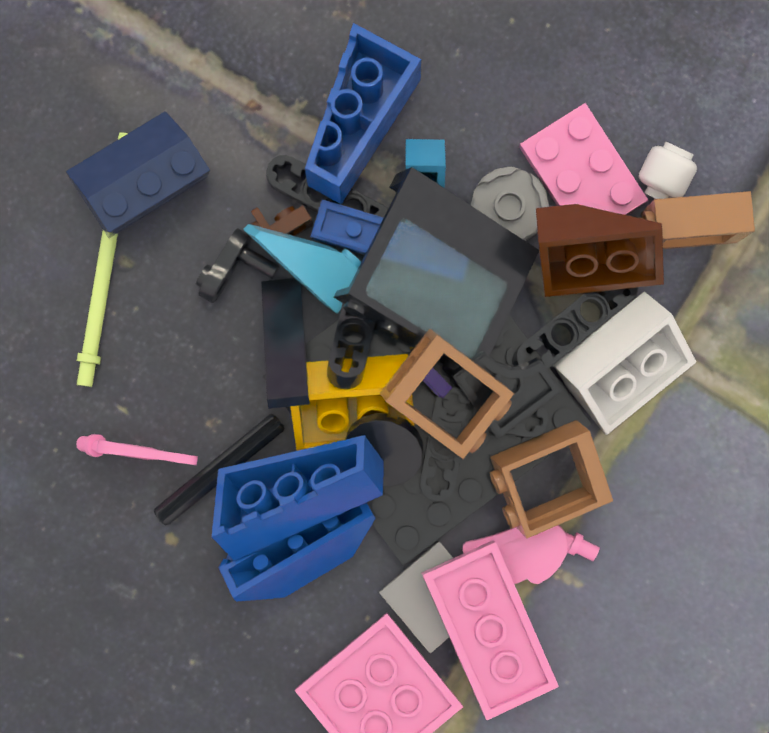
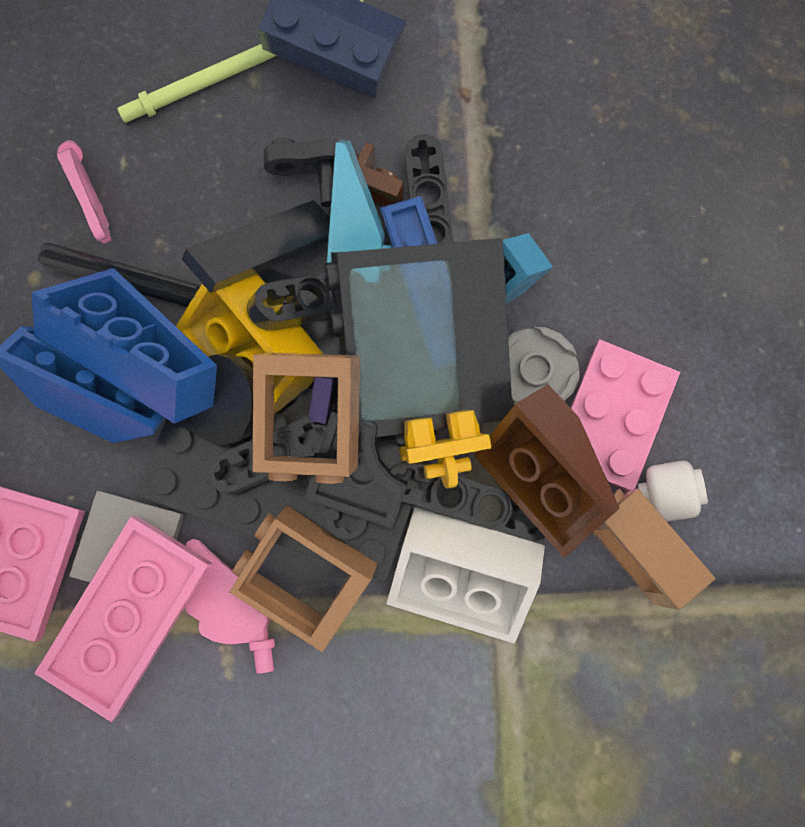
camera: 60 degrees right, 5 degrees down
(361, 107) = (524, 174): blue wedge -> none
(521, 327) = (422, 446): none -> yellow hips

